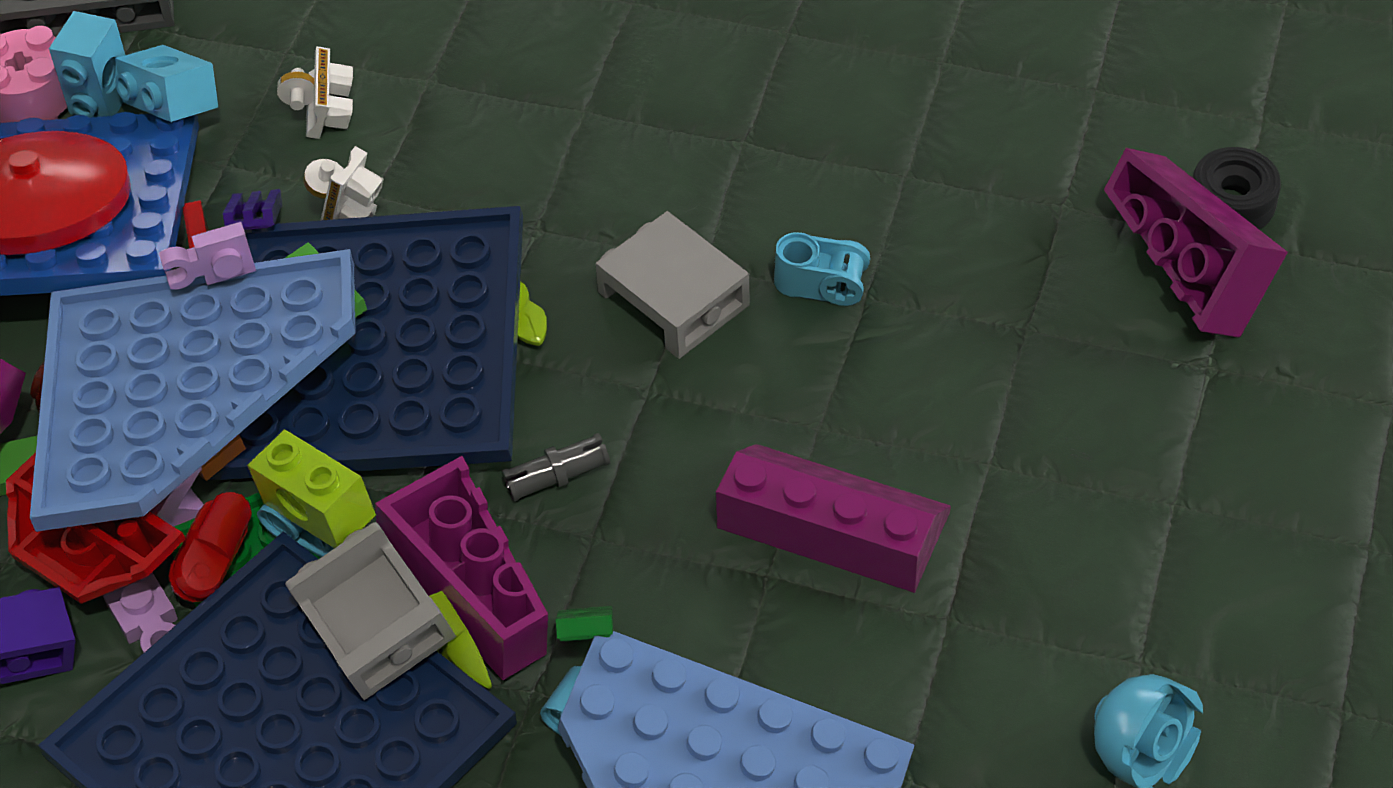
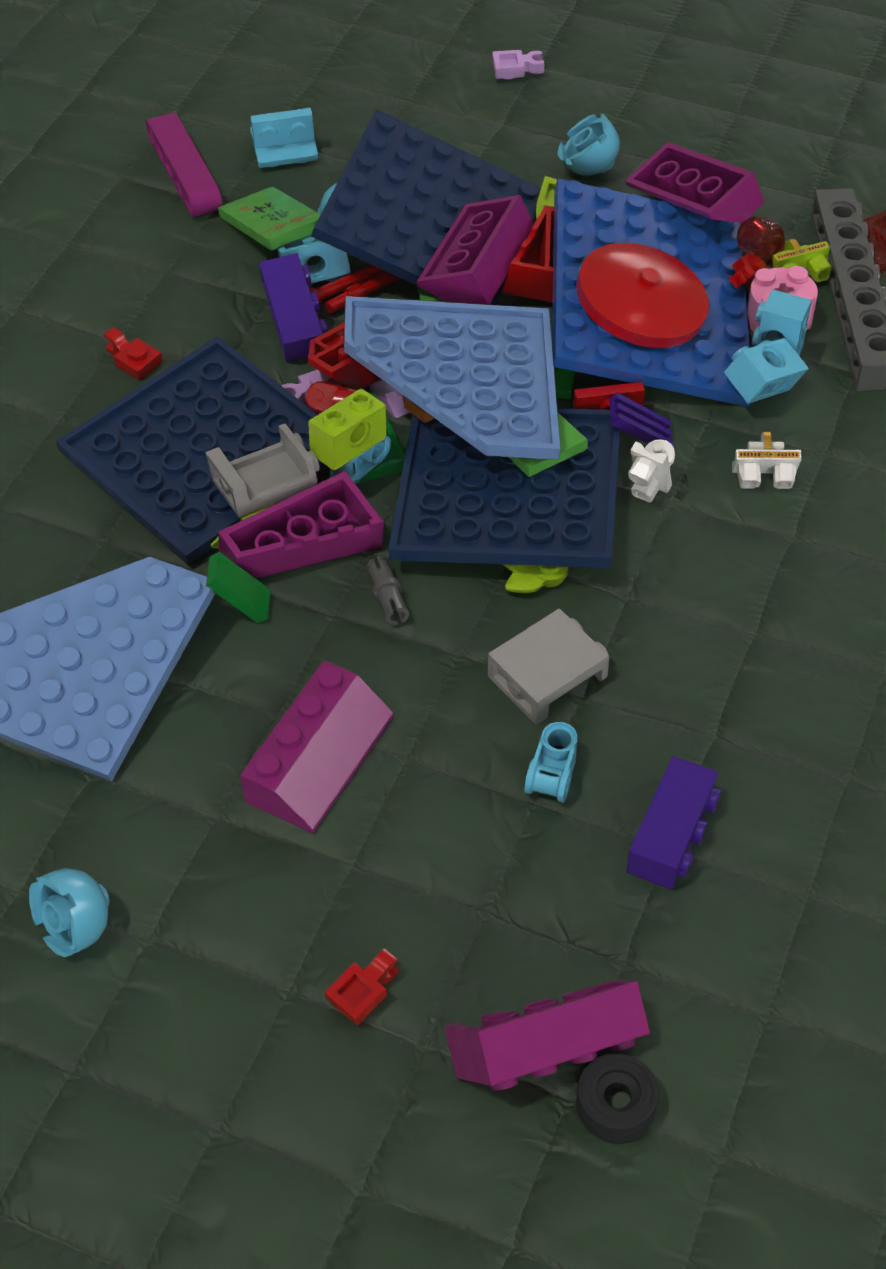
camera: 95 degrees right, 0 degrees up
(216, 255) = (549, 370): lavender plate -> none
(885, 158) = (674, 823): none -> dark purple brick
(1165, 422) = (360, 990): none -> red plate

